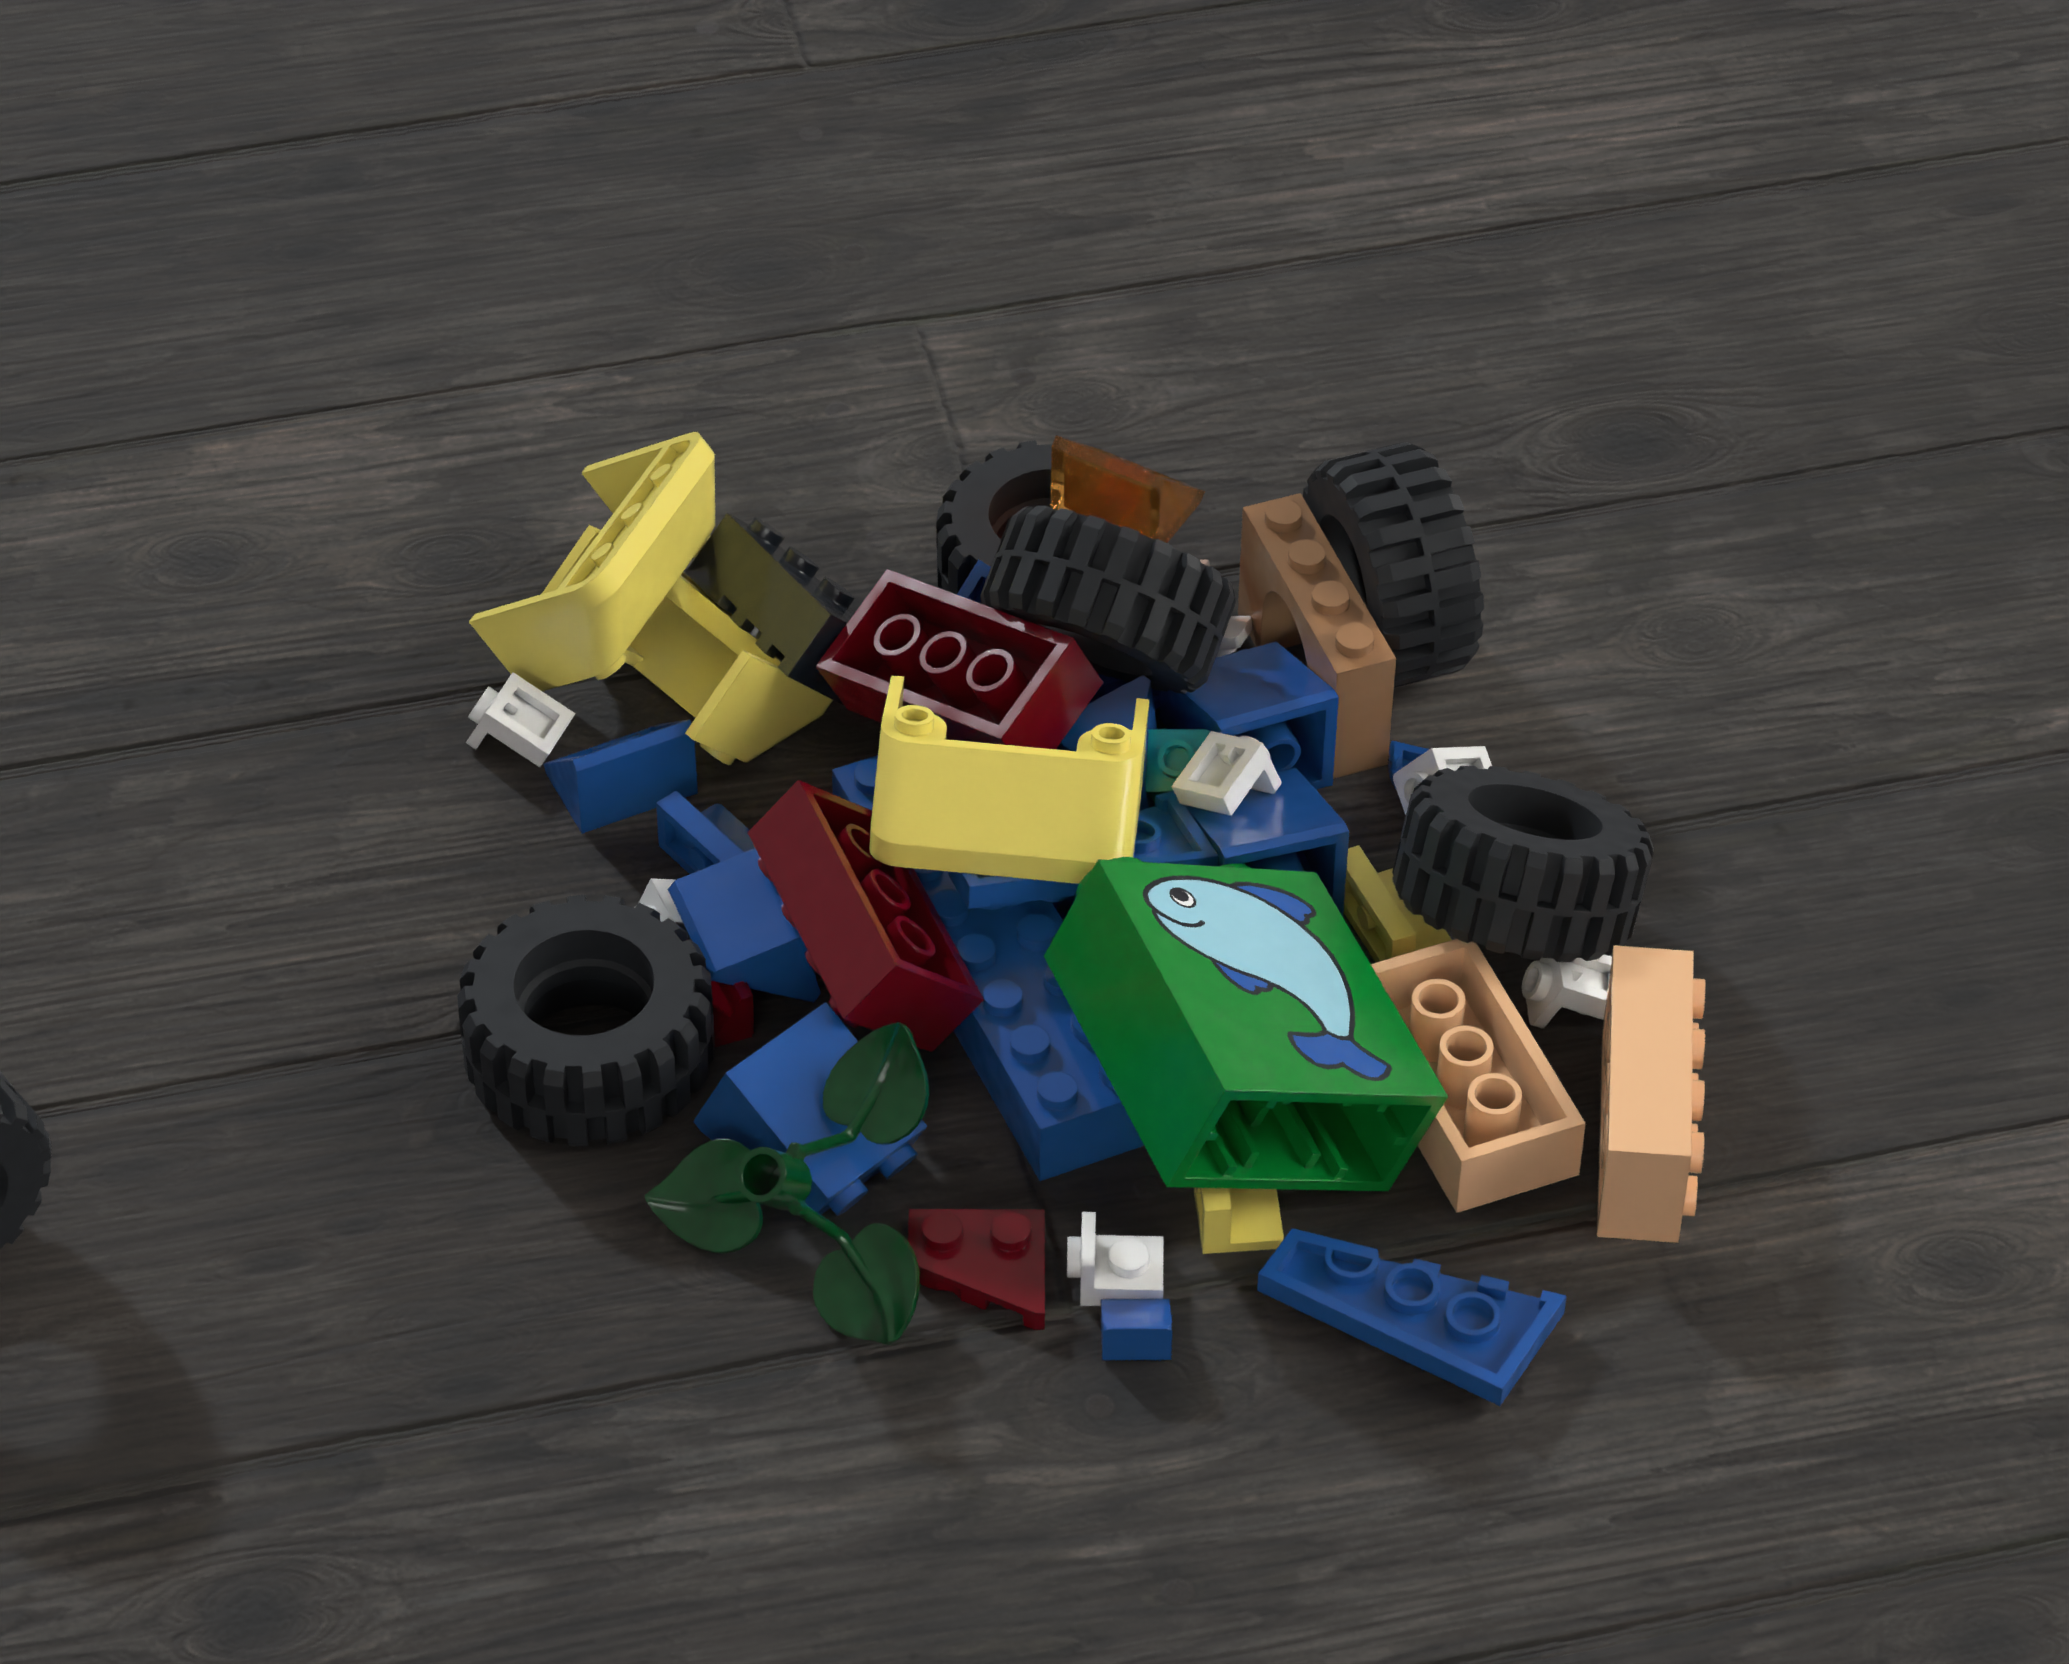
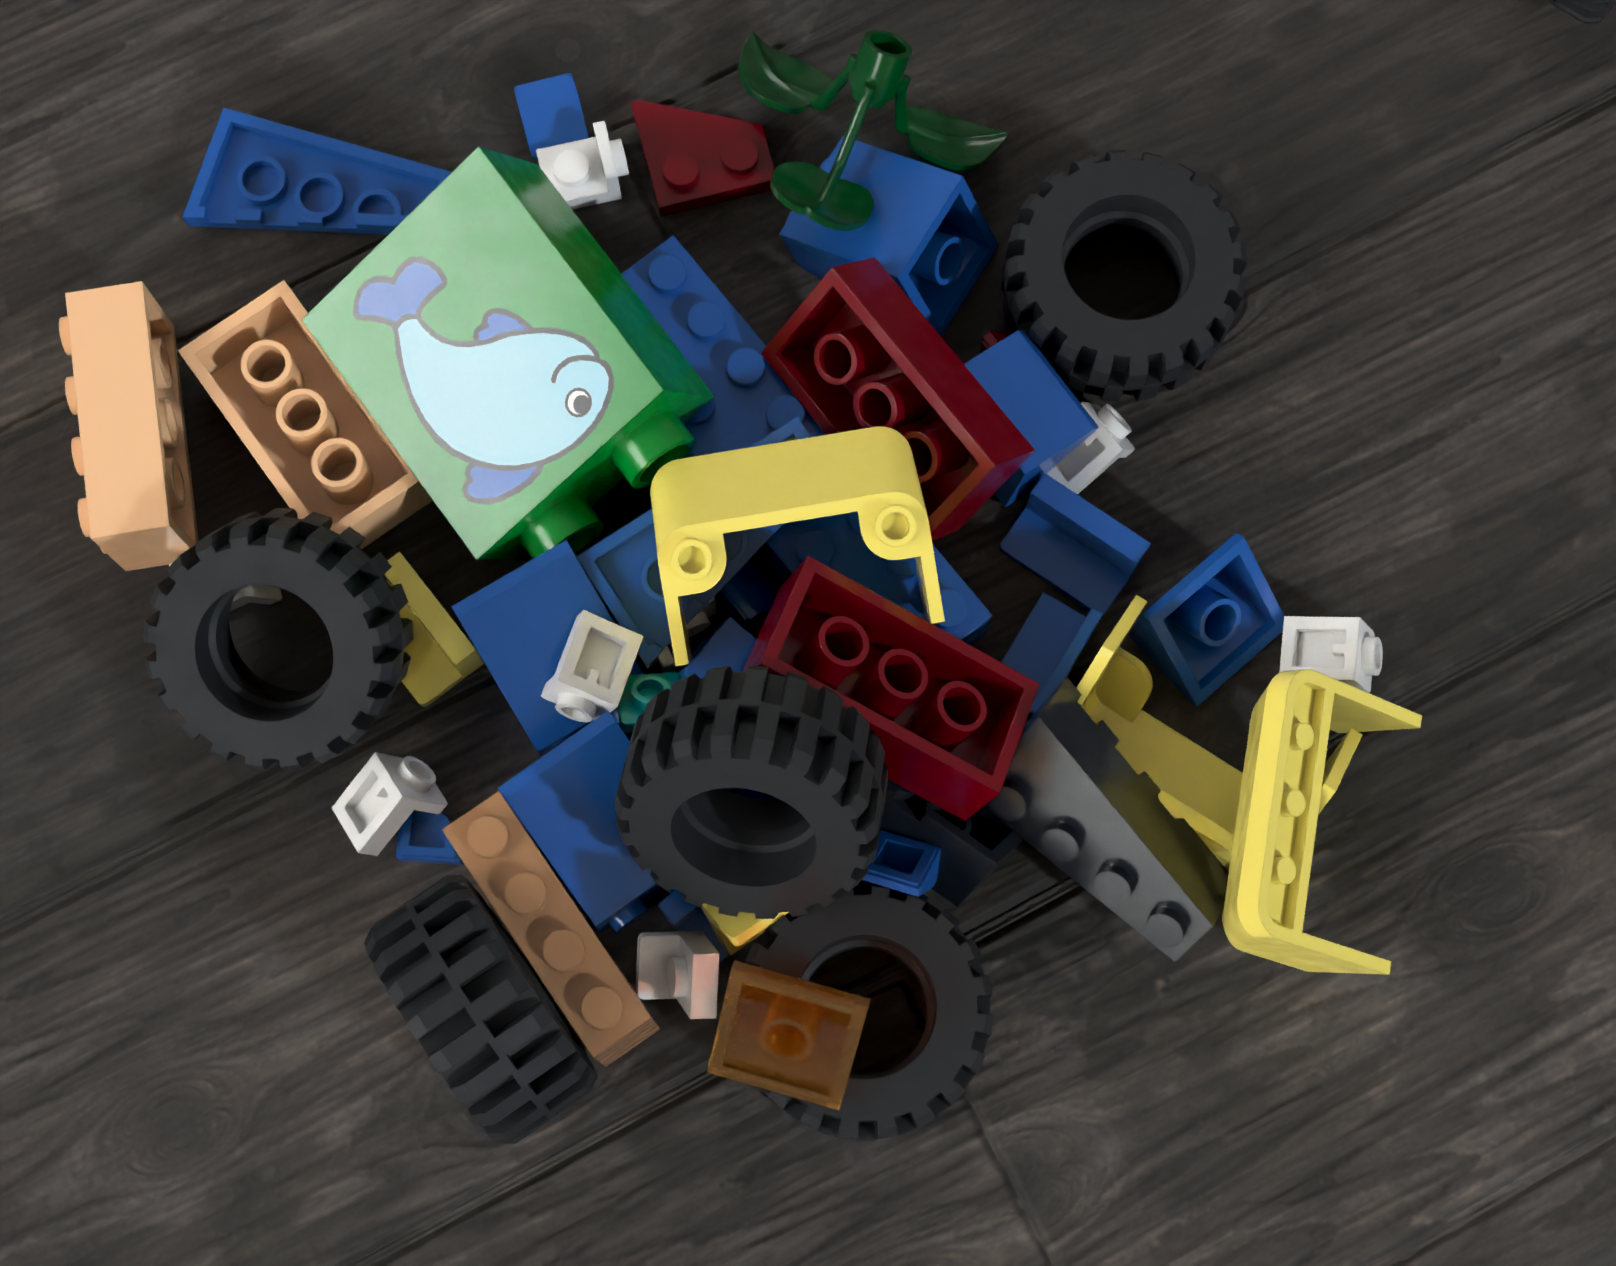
camera: 165 degrees right, 30 degrees up
(784, 751) = (1050, 645): none -> blue panel

